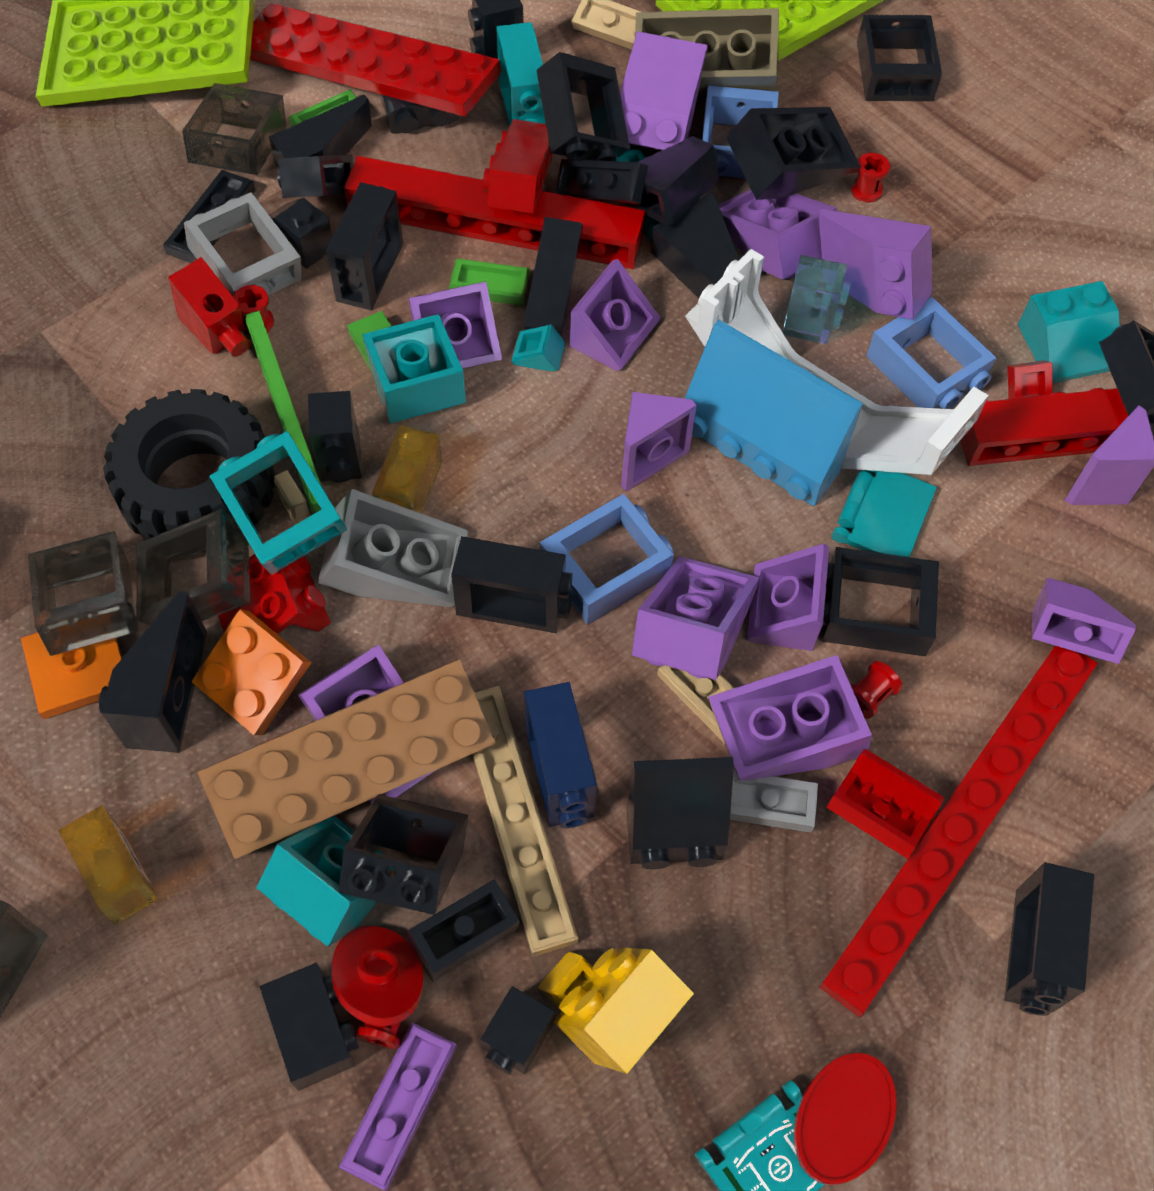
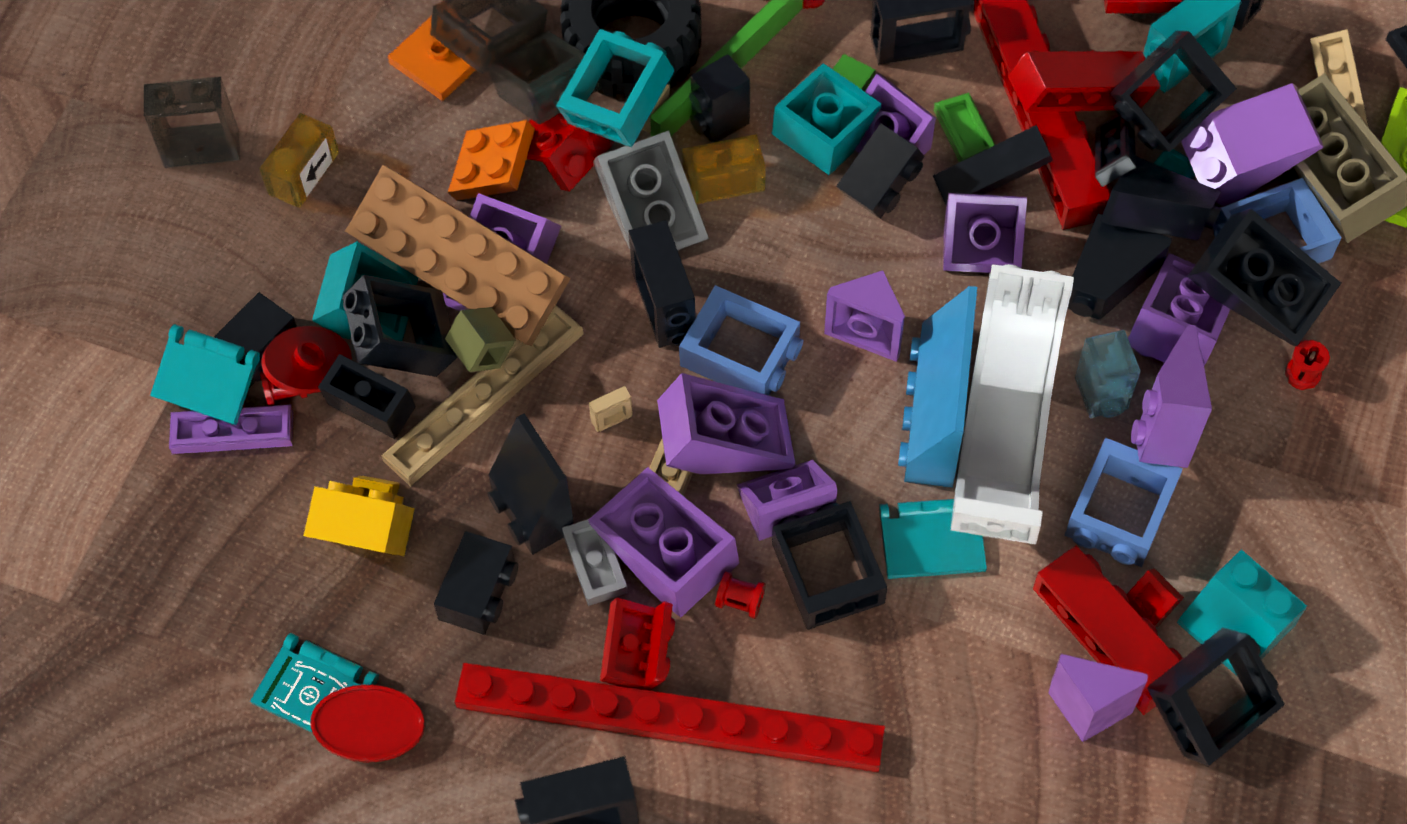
camera: 65 degrees right, 0 degrees up
(152, 682) = (443, 103): black slope -> none
(326, 1101) = (204, 374): none -> teal piece
(467, 781) = (480, 339): none -> olive brick
(504, 354) = (881, 171): none -> black brick
(516, 1032) = (313, 467): black brick -> none
(539, 348) = (922, 201): teal slope -> none
(560, 755) = (539, 384): dark blue window -> none
(611, 703) = (611, 409): none -> tan tile
(740, 925) = (476, 583): none -> black brick
(1080, 622) = (903, 724): medium lavender slope -> none

